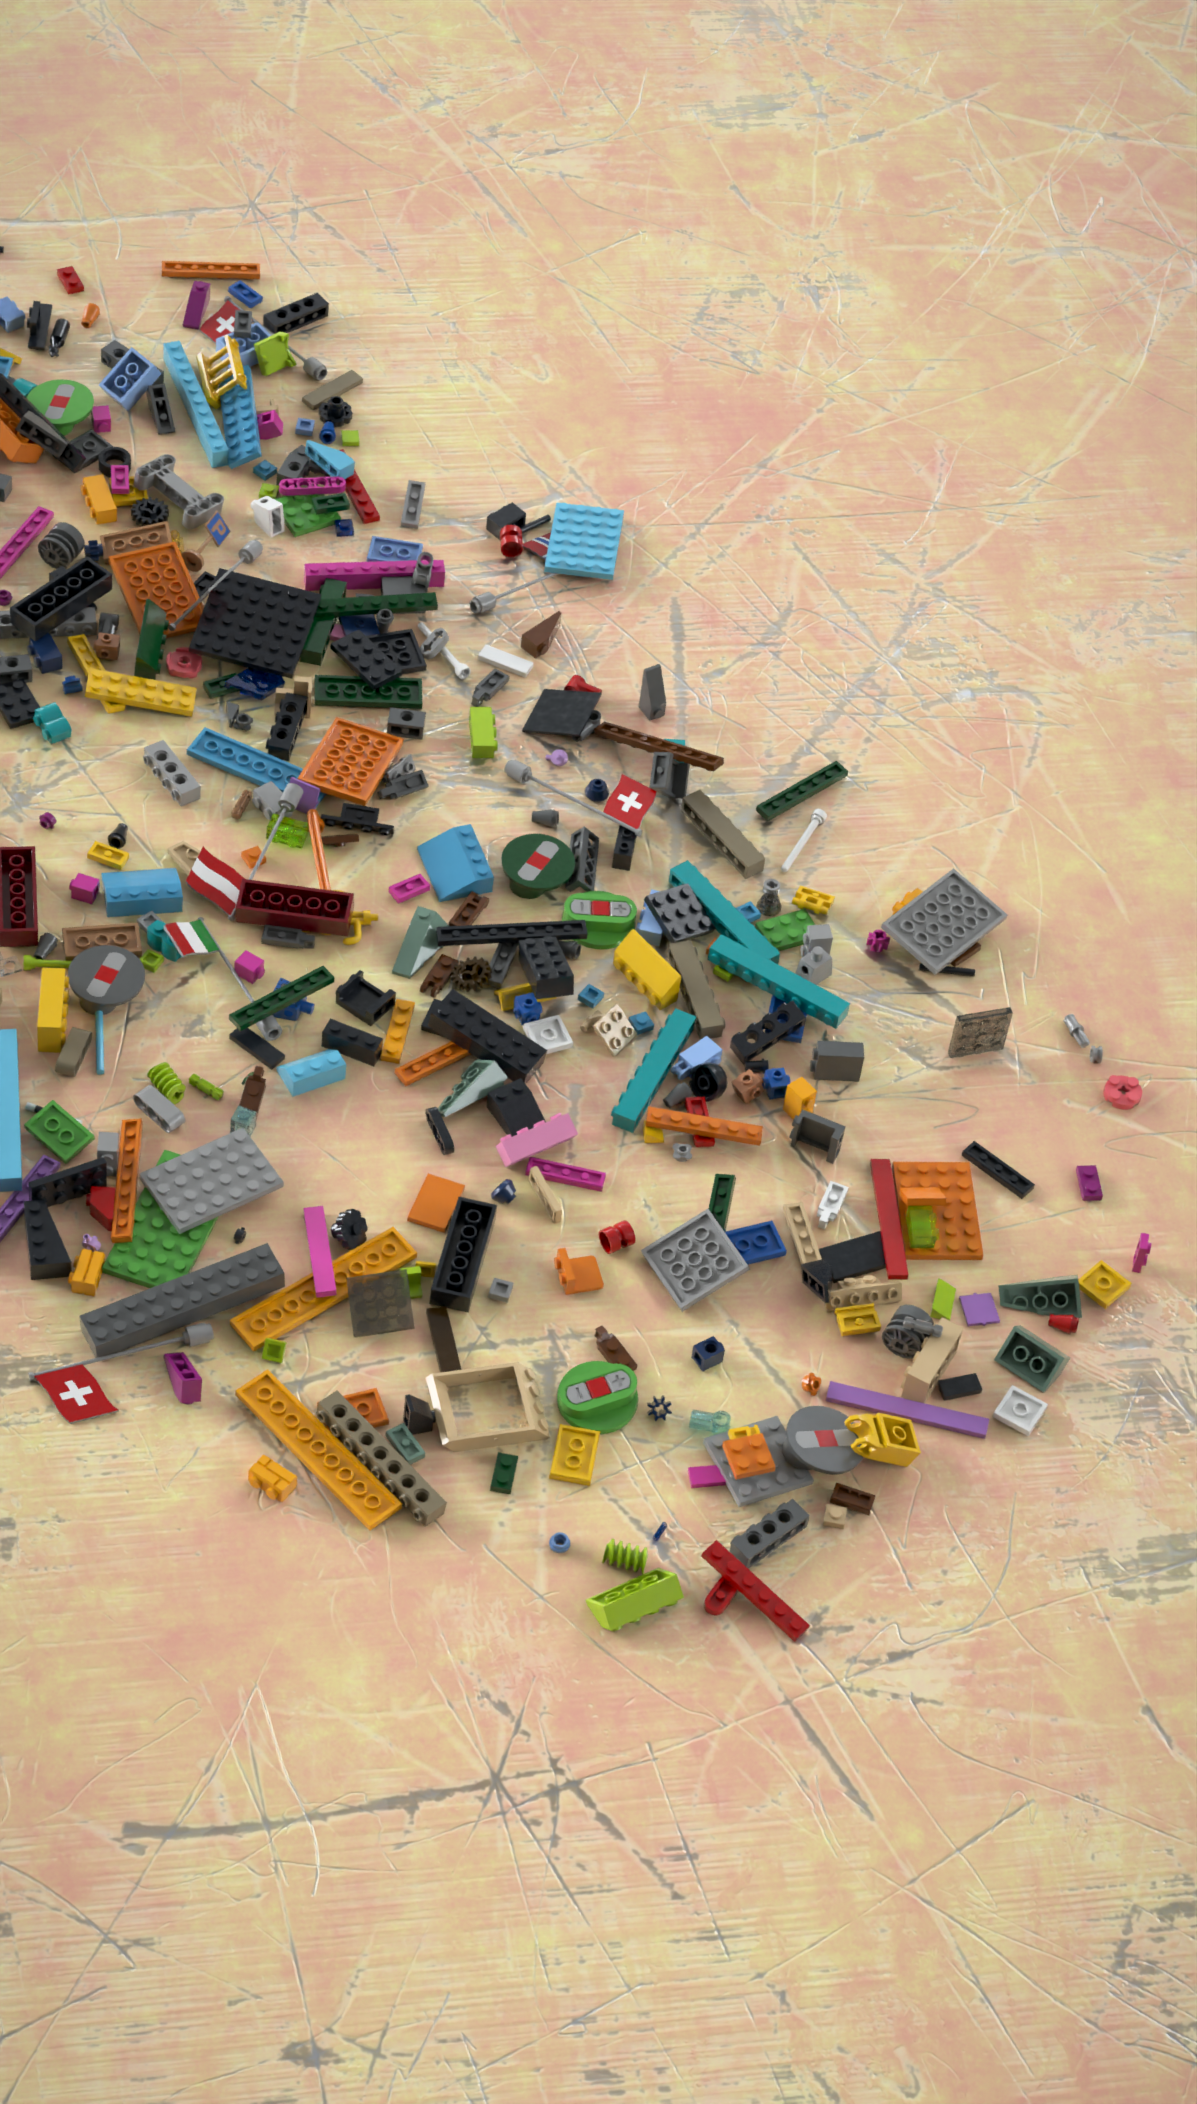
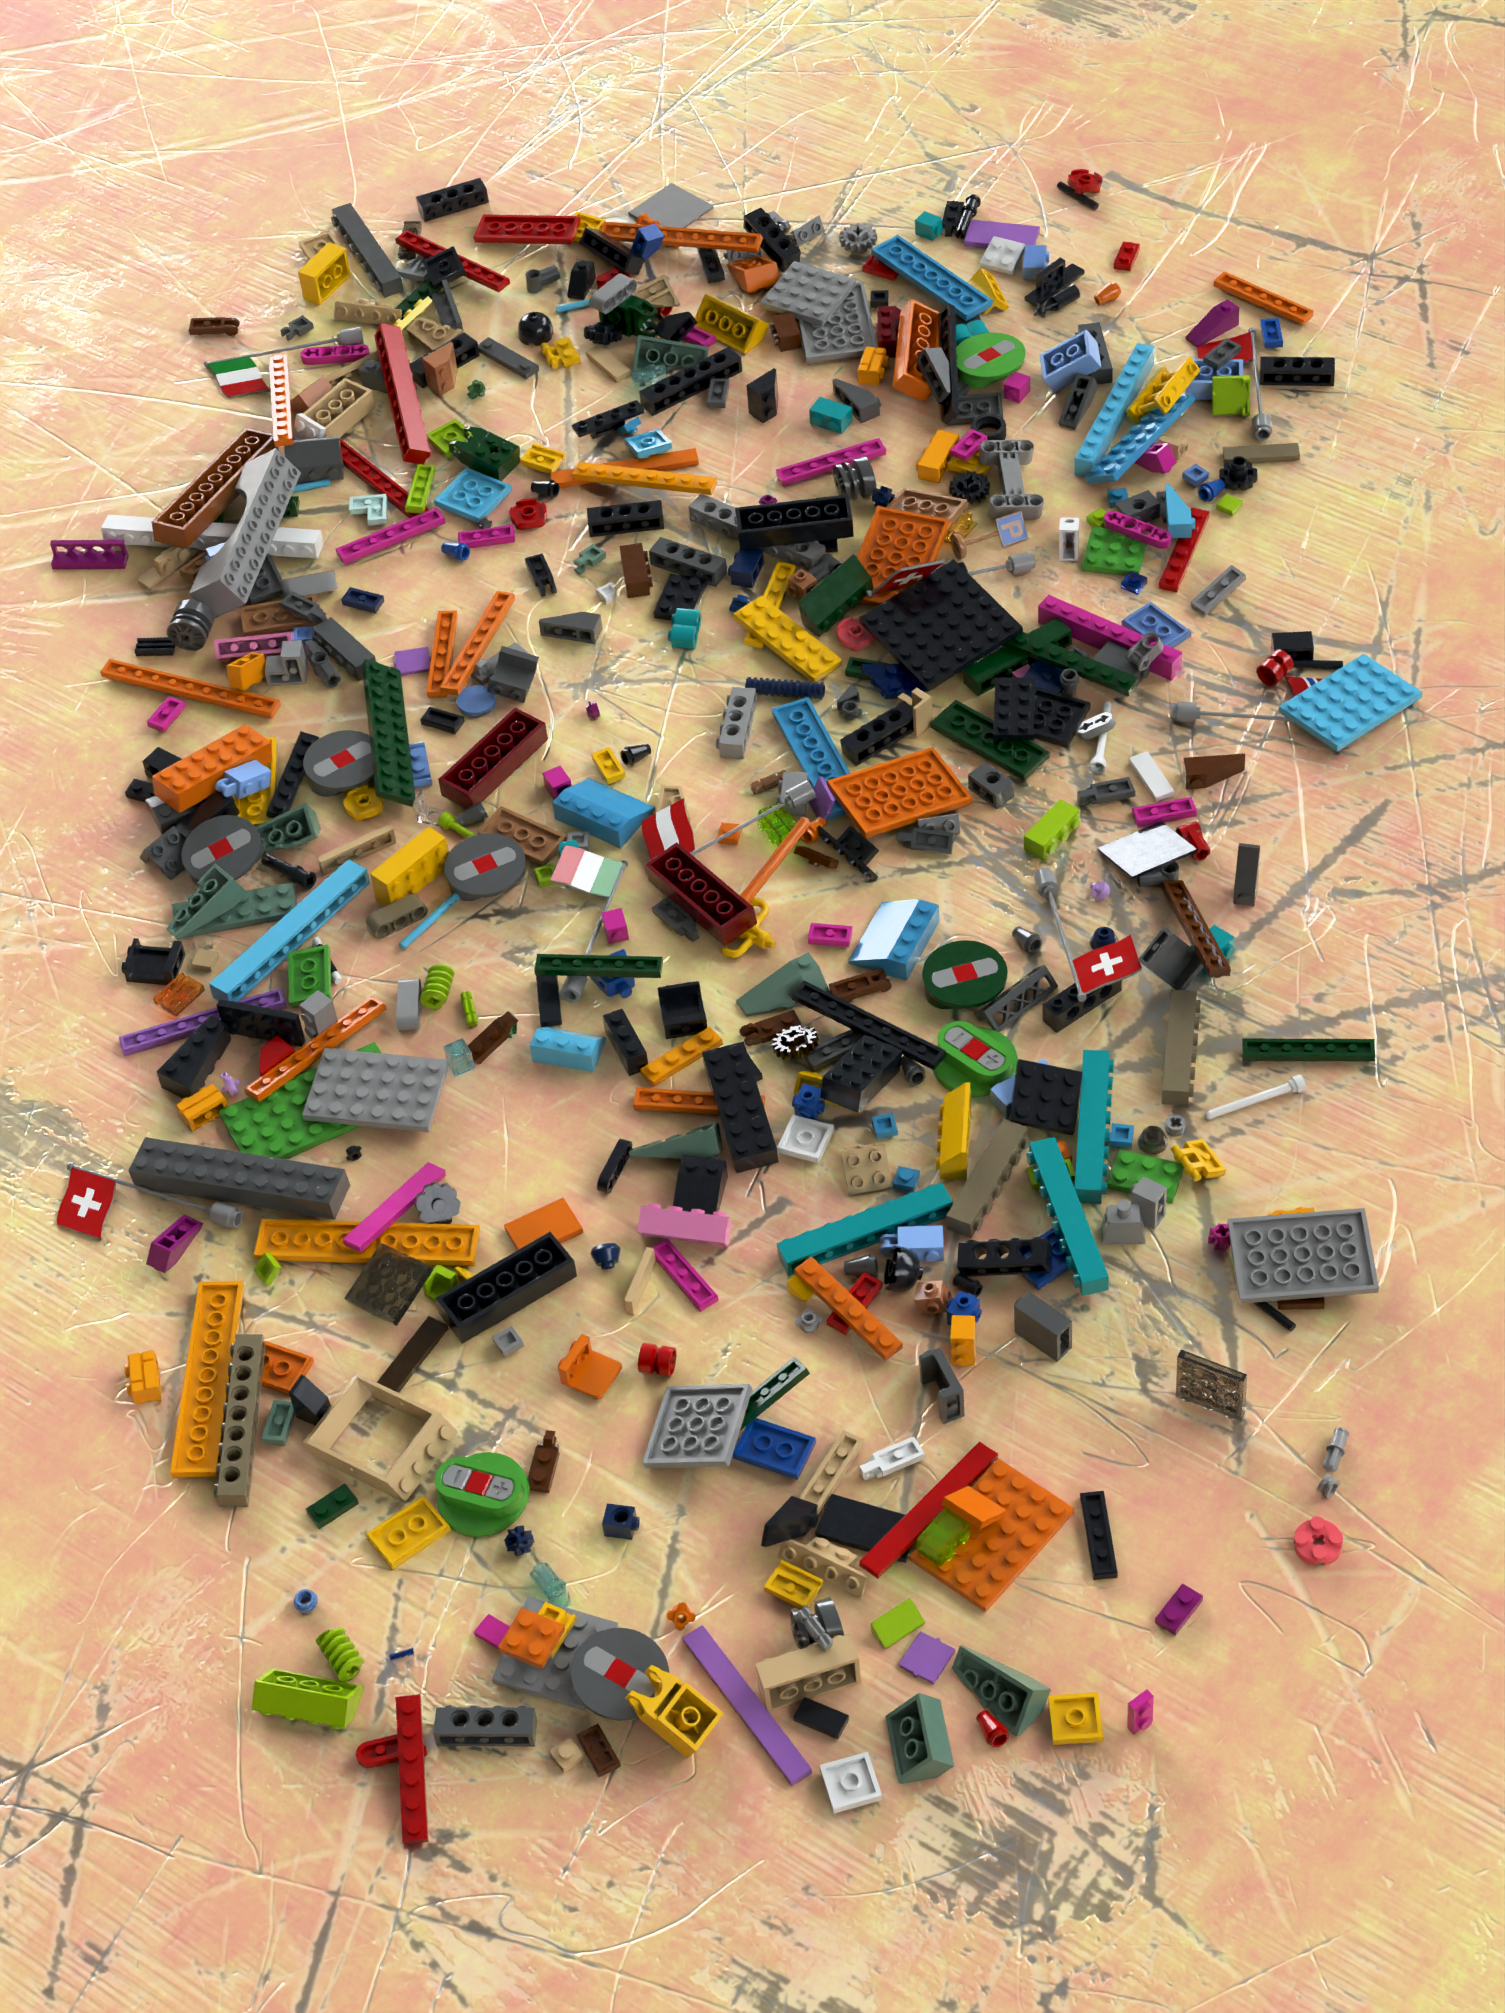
camera: 55 degrees right, 0 degrees up
(179, 728) = (786, 688): none -> dark blue piece
(330, 503) = (1135, 553): dark green plate -> none
(539, 681) = (1164, 812): none -> dark pink tile

